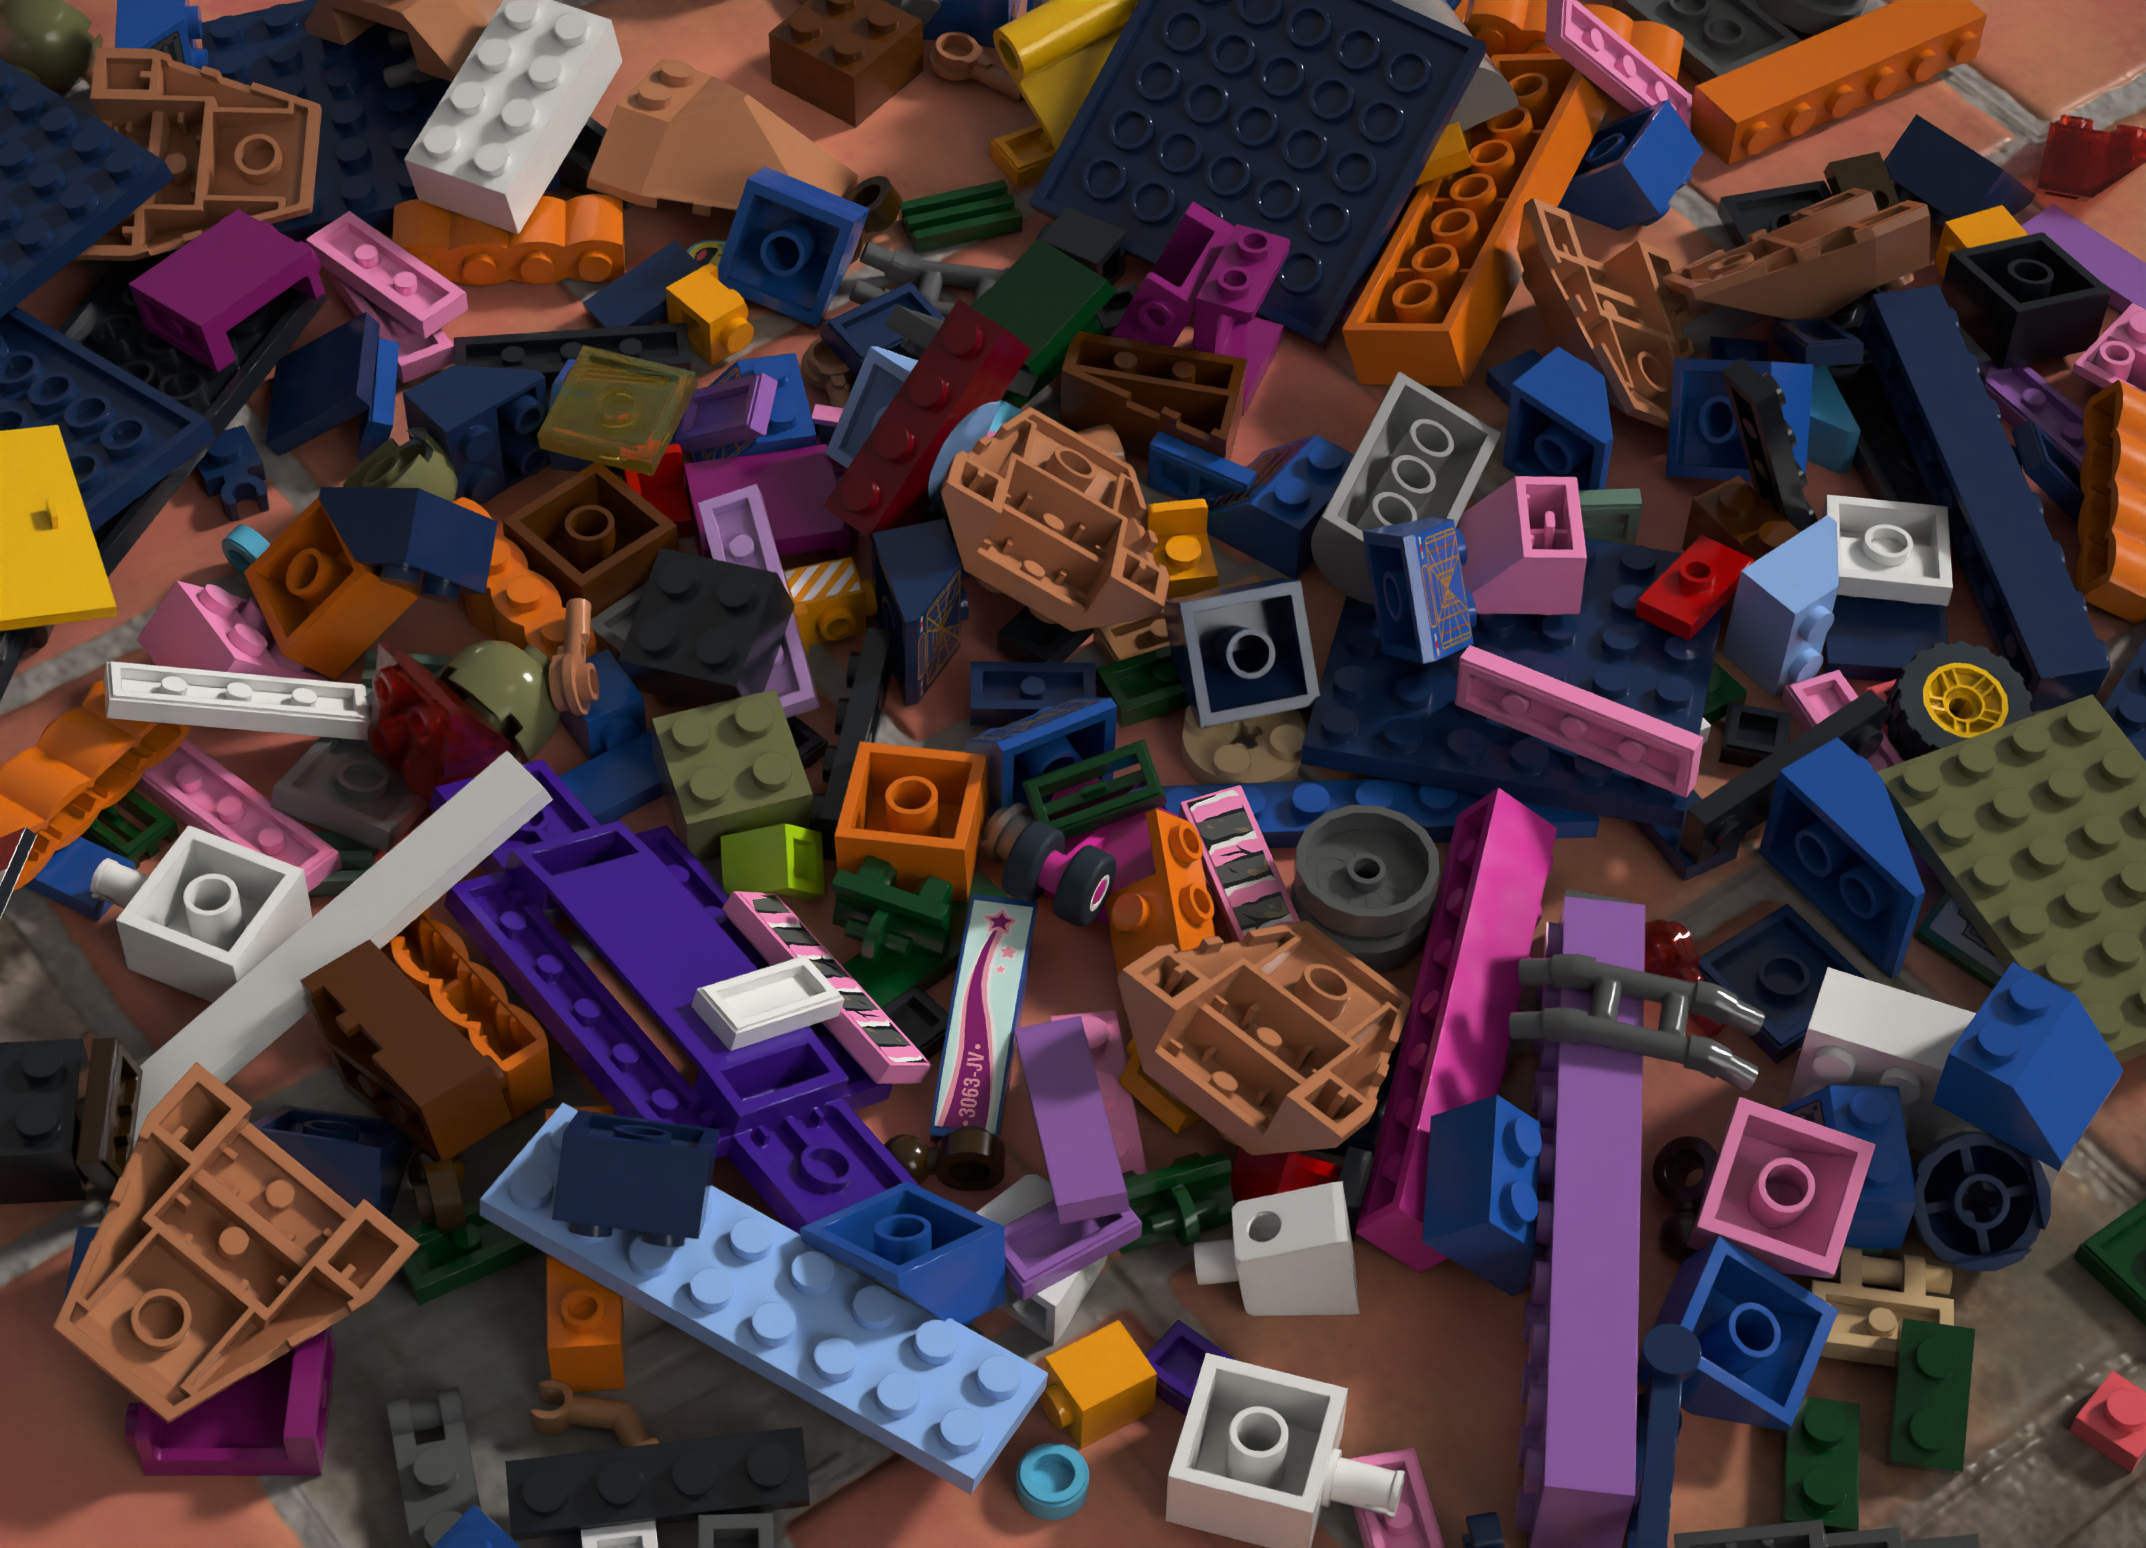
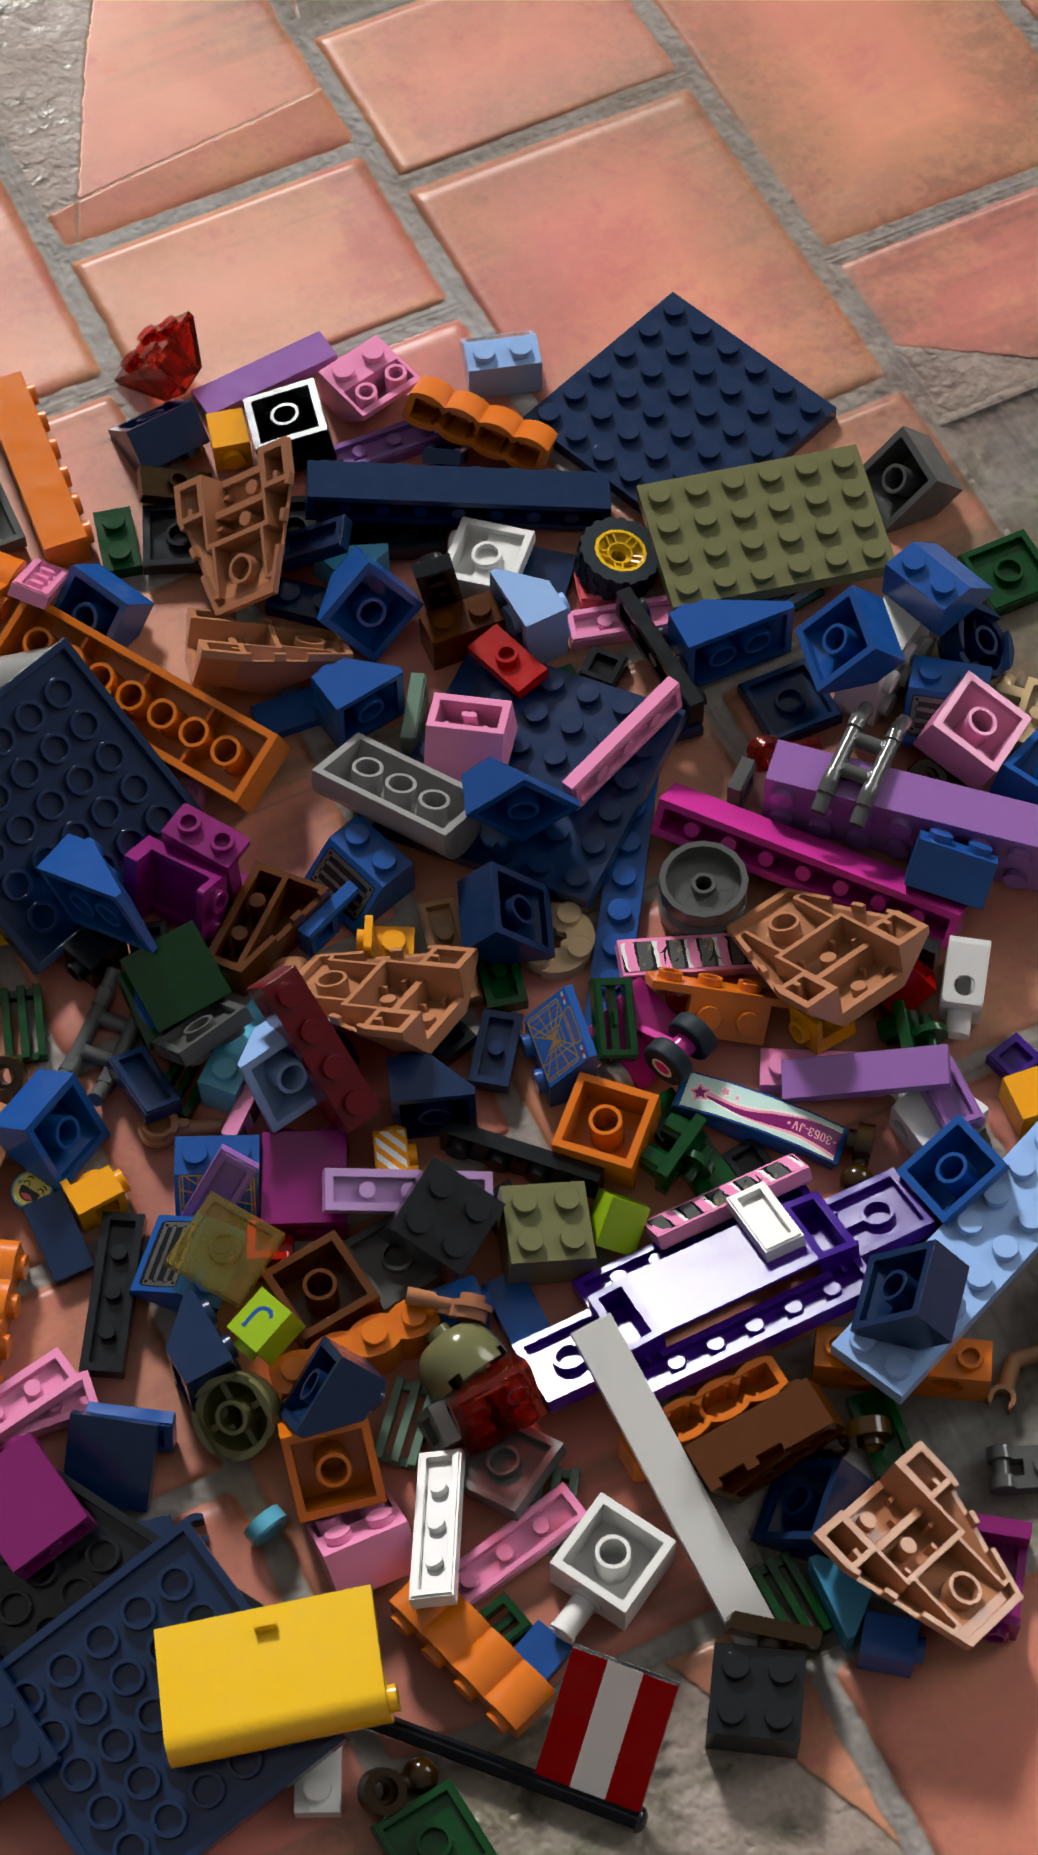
camera: 75 degrees left, 10 degrees up
(505, 464) = (264, 1327): none -> lime brick
(1124, 186) = (94, 891): none -> blue slope
(1758, 171) = (118, 542): none -> dark green plate
(1859, 962) = (850, 642): none -> blue slope

